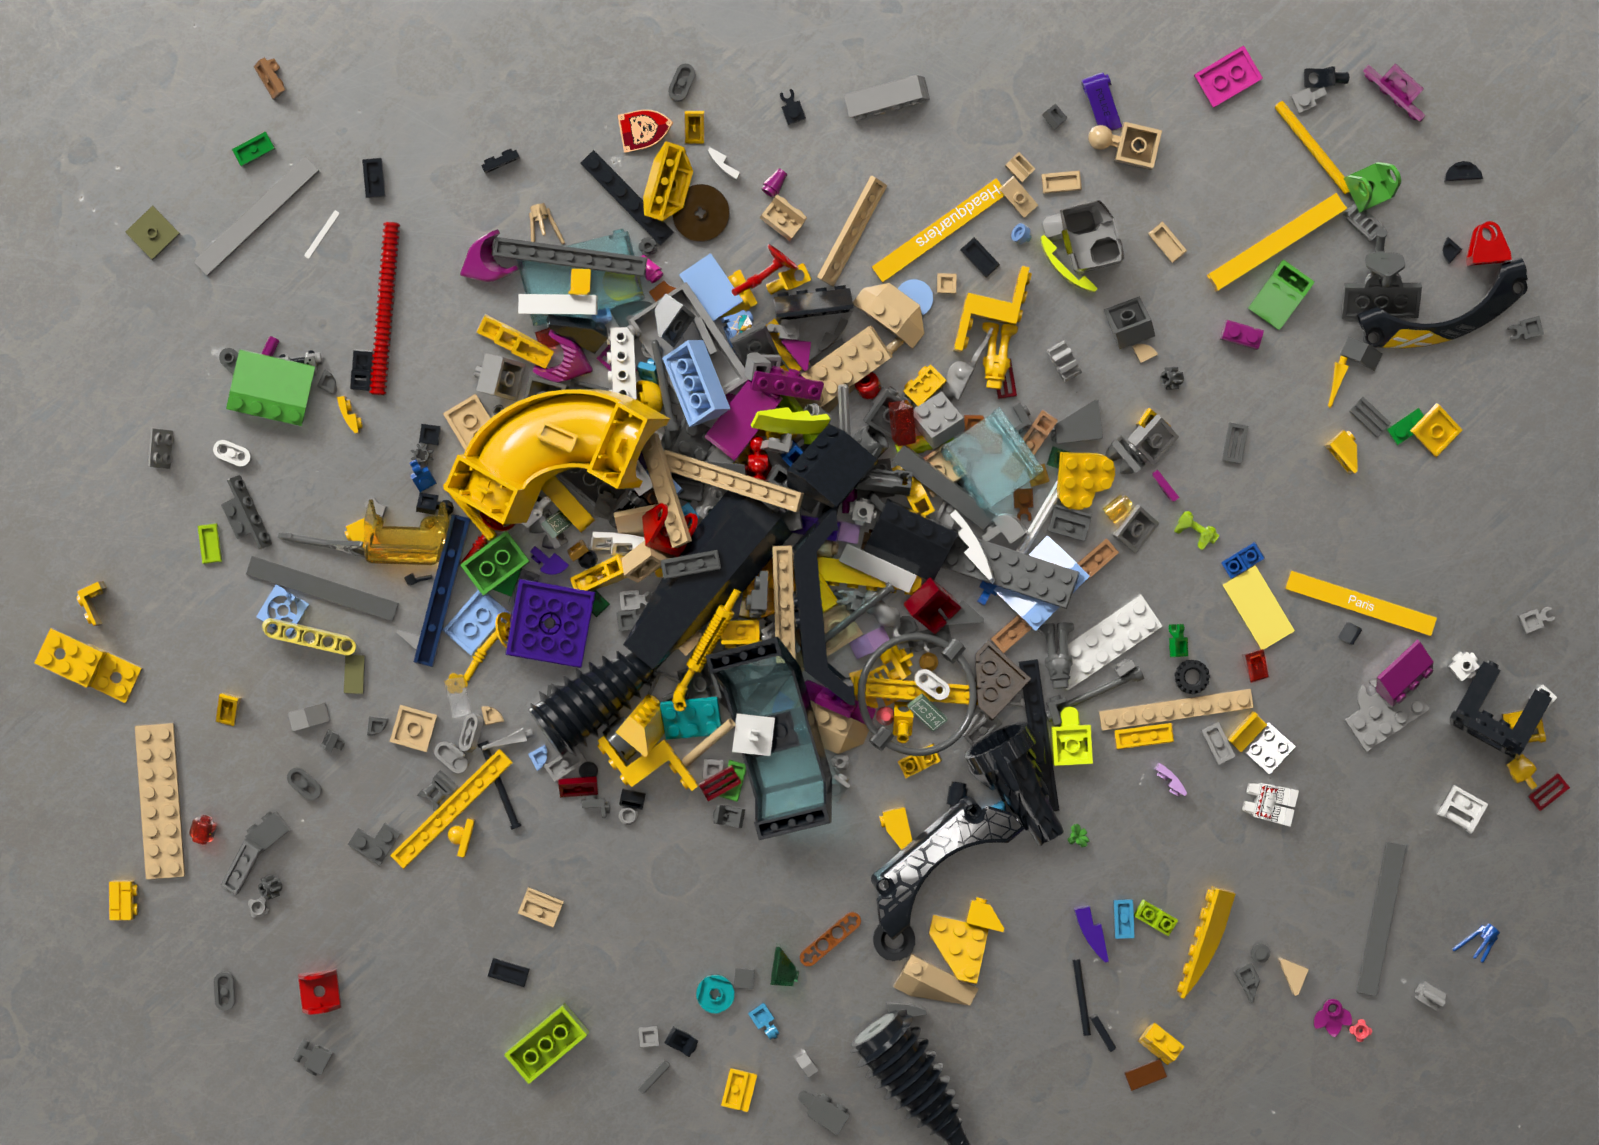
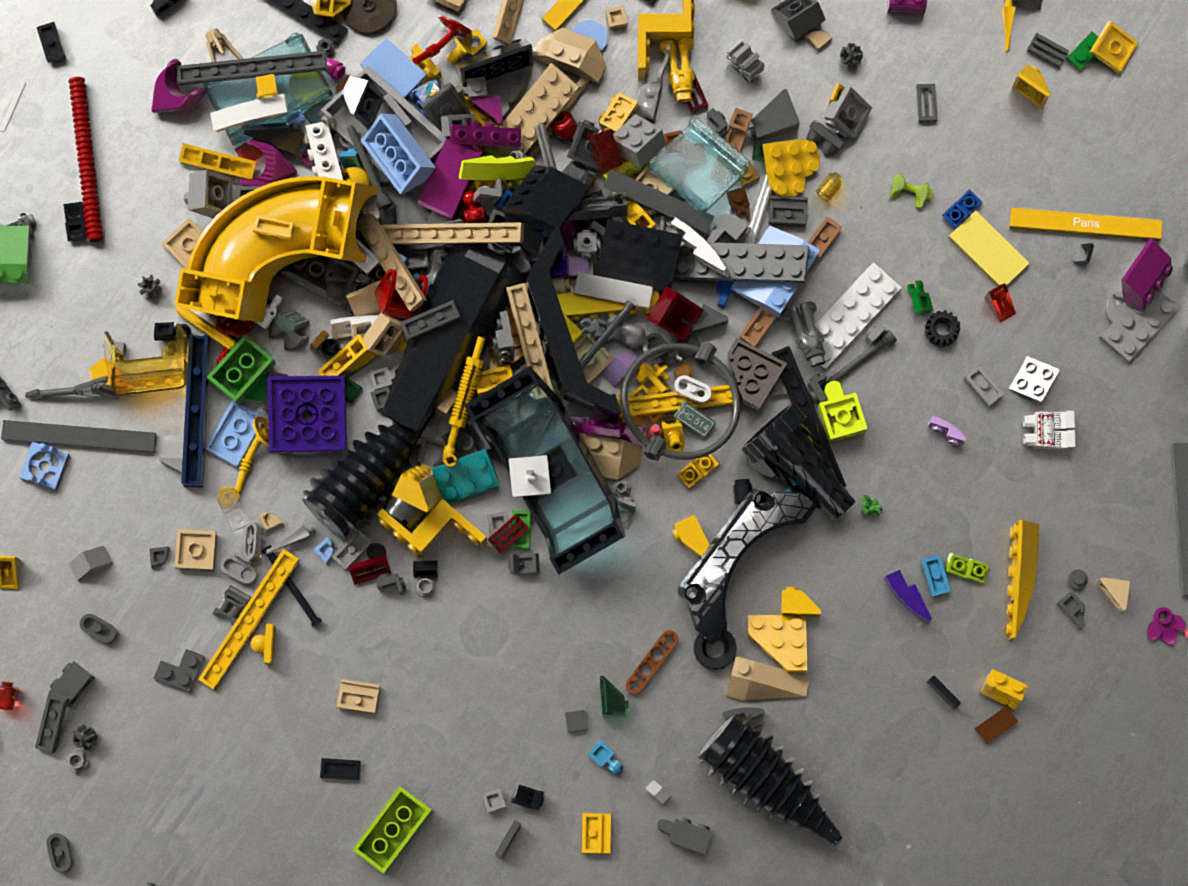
camera: 10 degrees left, 10 degrees down
(316, 642) = (82, 479): light yellow beam -> none
(319, 1004) = (145, 820): red hose -> none
(327, 382) = (45, 241): dark grey tile -> none
(331, 741) = (117, 580): dark grey tile -> none
(352, 420) = (75, 269): yellow slope -> none
(354, 674) = (126, 511): olive tile -> none
(411, 580) = (163, 408): black hand -> none
(422, 476) = (154, 307): blue plate -> none
(429, 434) = (153, 265): black plate -> none
(552, 565) = (297, 362): dark purple brick -> none
(567, 503) = (298, 299): yellow beam -> none
(691, 441) = (406, 210): dark grey plate -> none
(708, 742) = (488, 494): tan piece -> none
(709, 984) = (559, 735): teal plate -> none
(980, 728) = (750, 423): light grey slope -> none
(1081, 997) = (913, 662): black bar -> none
(1136, 528) = (852, 201): light grey slope -> none
(1144, 736) = (910, 396): yellow tile -> none
(1164, 485) = (871, 156): magenta tile -> none
(1176, 709) = (934, 363): tan plate -> none
(1247, 731) = (1009, 369): yellow panel -> none

